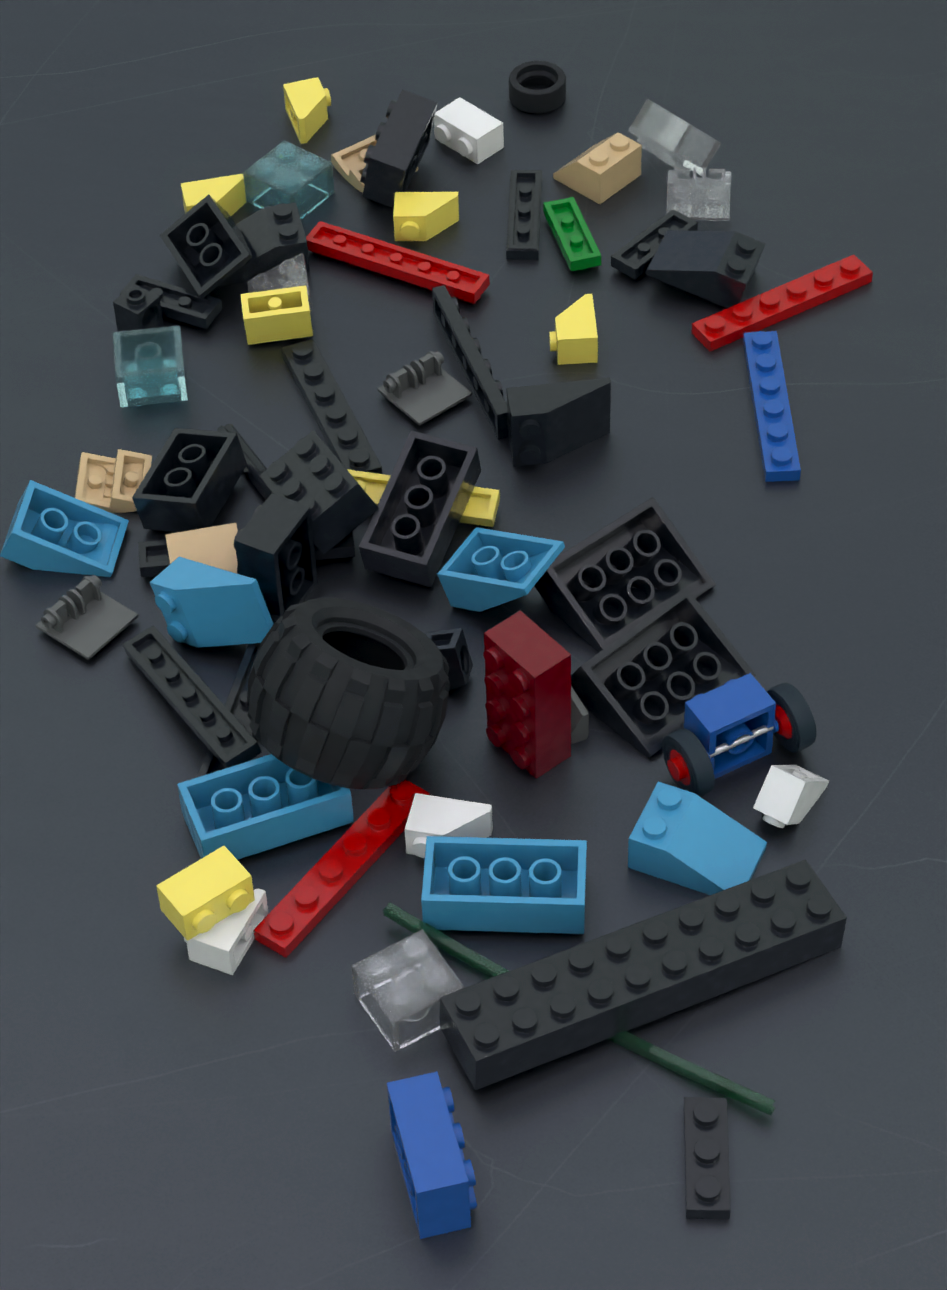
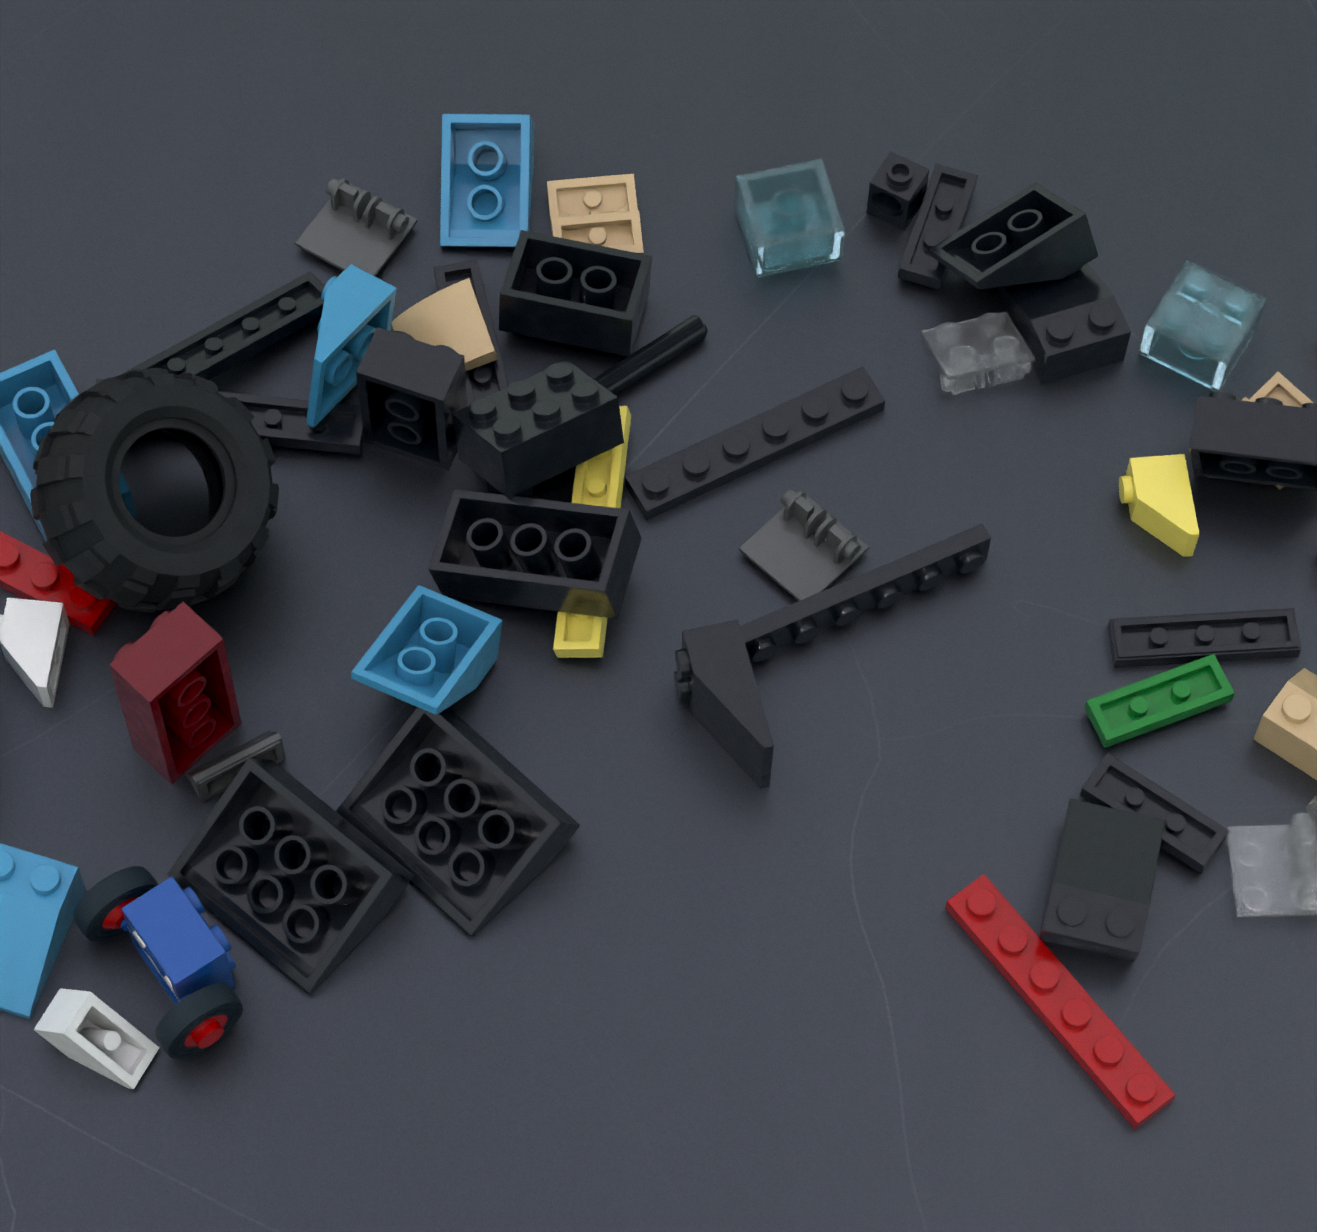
camera: 80 degrees right, 15 degrees up
(226, 191) = (1145, 238): light yellow slope -> none
(276, 315) = (908, 346): light yellow brick -> none
(397, 261) = (1059, 483): red plate -> none
(456, 652) = (290, 616): black brick -> none
(576, 333) = (939, 723): light yellow slope -> none
(771, 406) = (832, 992): blue plate -> none

